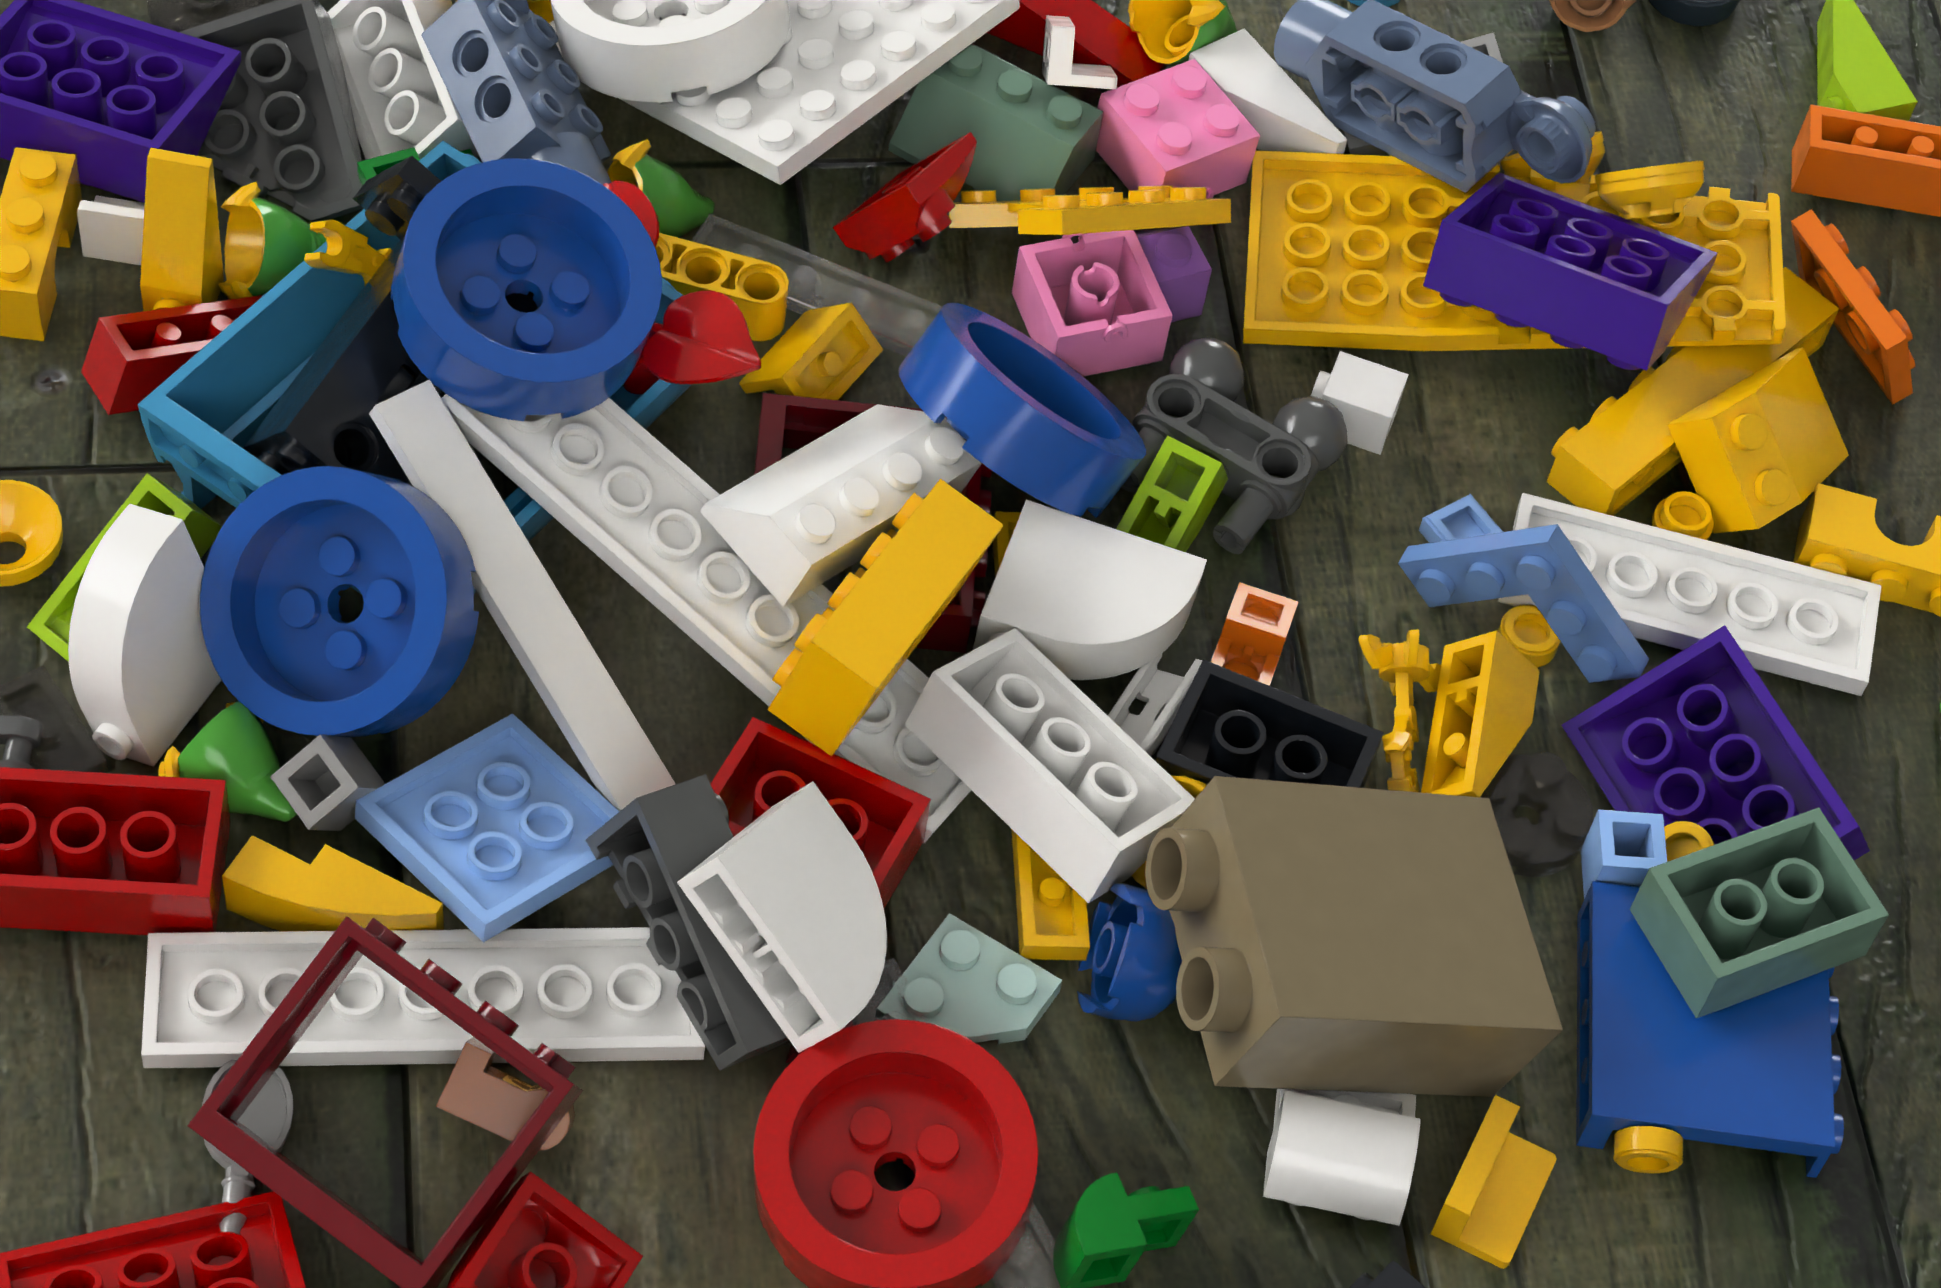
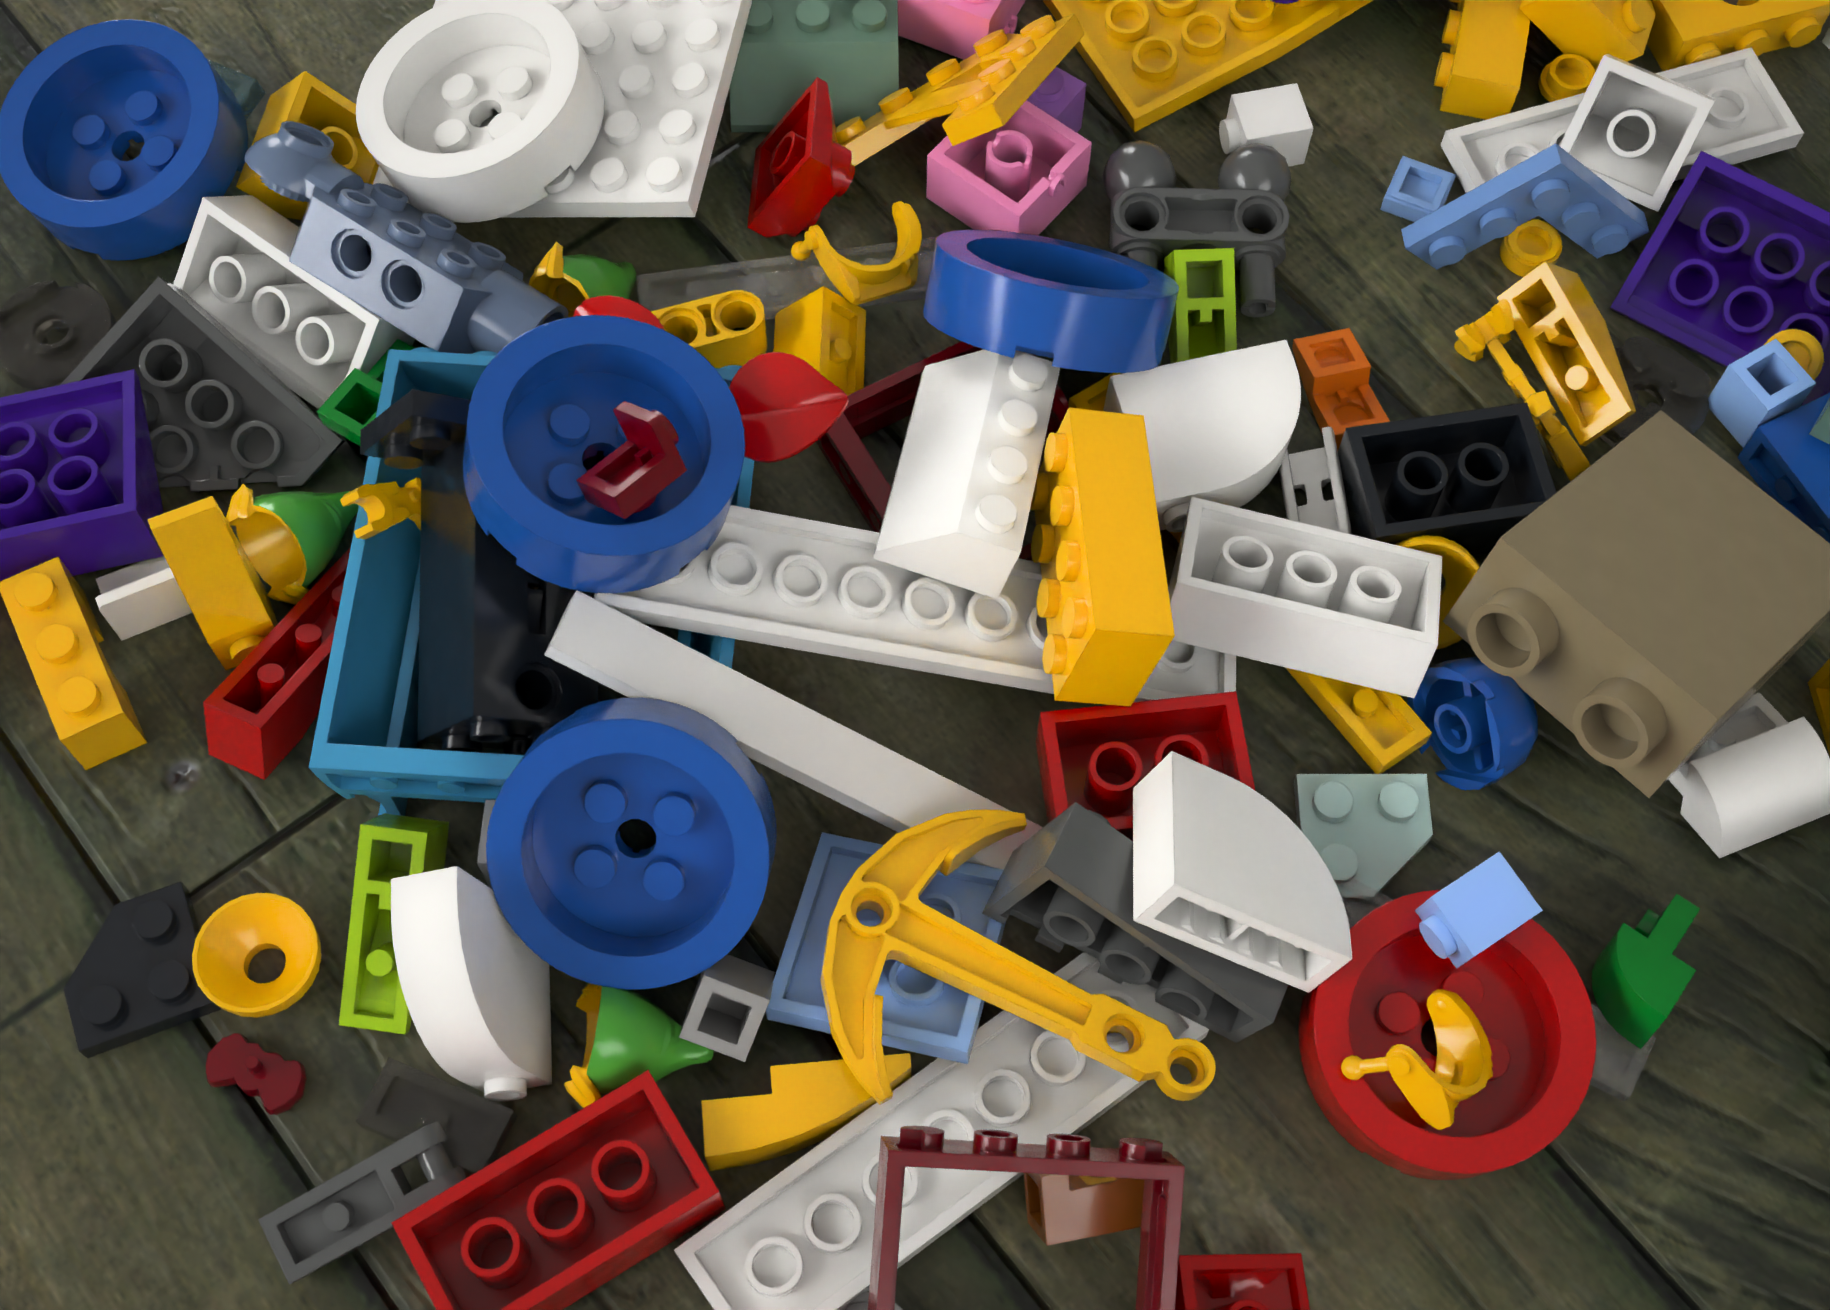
camera: 25 degrees left, 10 degrees up
(527, 313) = (638, 468): none -> dark red bracket
(527, 838) = (970, 962): none -> yellow piece
(834, 1191) = (1460, 1068): none -> yellow helmet
(890, 320) = (868, 282): none -> yellow helmet
(974, 1060) = (1476, 911): none -> light blue brick
(1687, 578) = (1635, 129): none -> white slope

